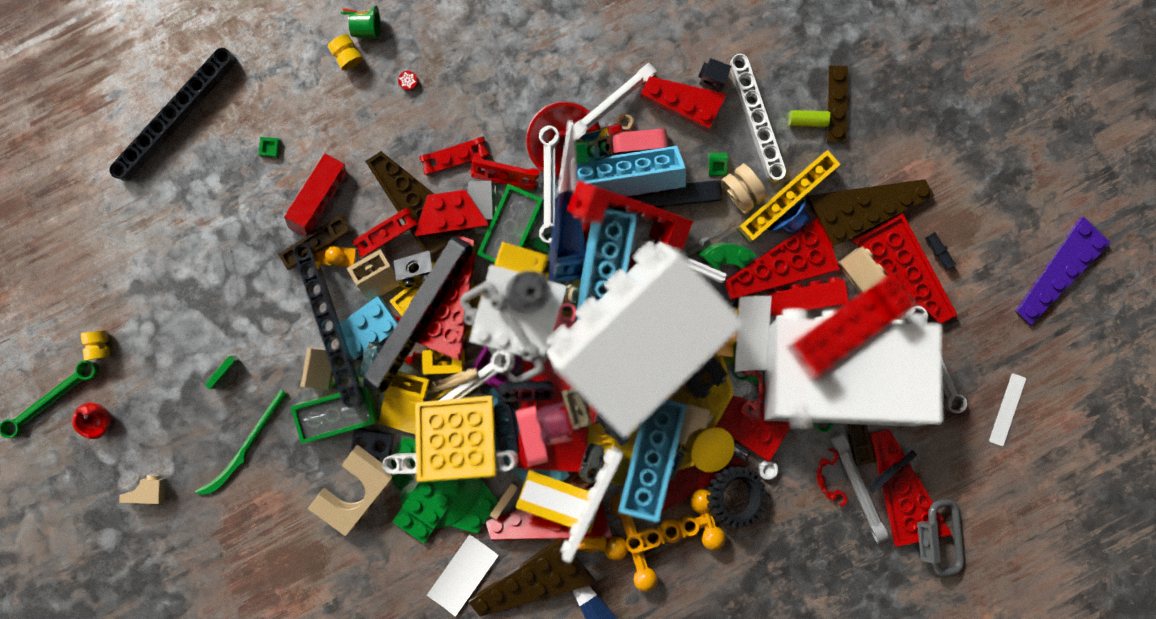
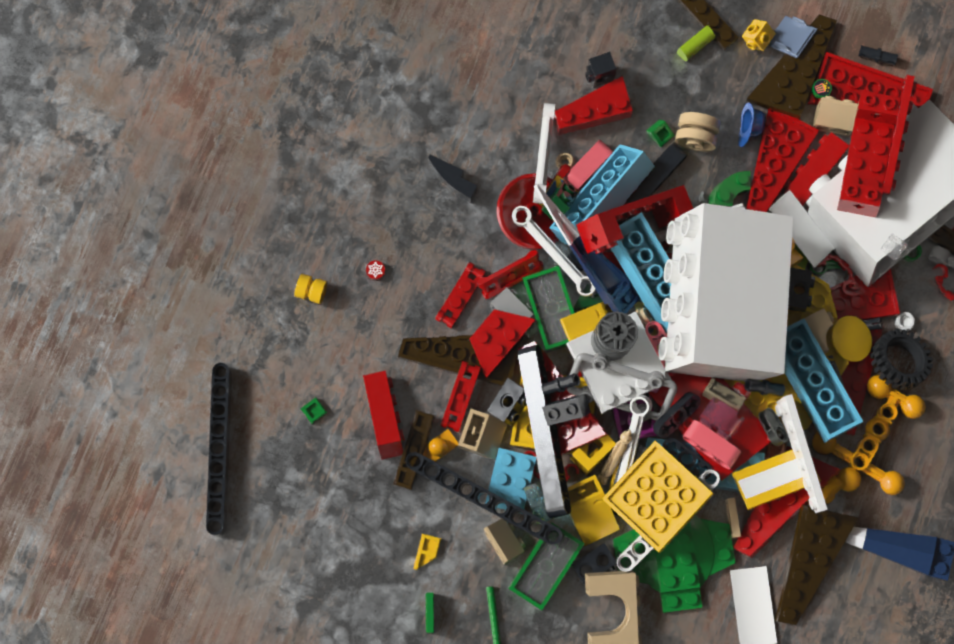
camera: 40 degrees left, 10 degrees down
(262, 324) = (427, 550): none -> yellow tile
(364, 23) = (306, 255): green hat -> none
(445, 314) = (566, 409): none -> brick
(457, 291) = (560, 384): none -> black pin
(527, 61) = (453, 178): none -> black slope
(757, 108) = (663, 83): white beam -> none
(788, 196) = (733, 110): yellow brick -> none
(862, 154) = (758, 35): none -> yellow brick
(871, 239) = (821, 88): none -> tile
(887, 177) = (792, 36): none -> sand blue piece
(893, 328) = (900, 128): none -> red wing

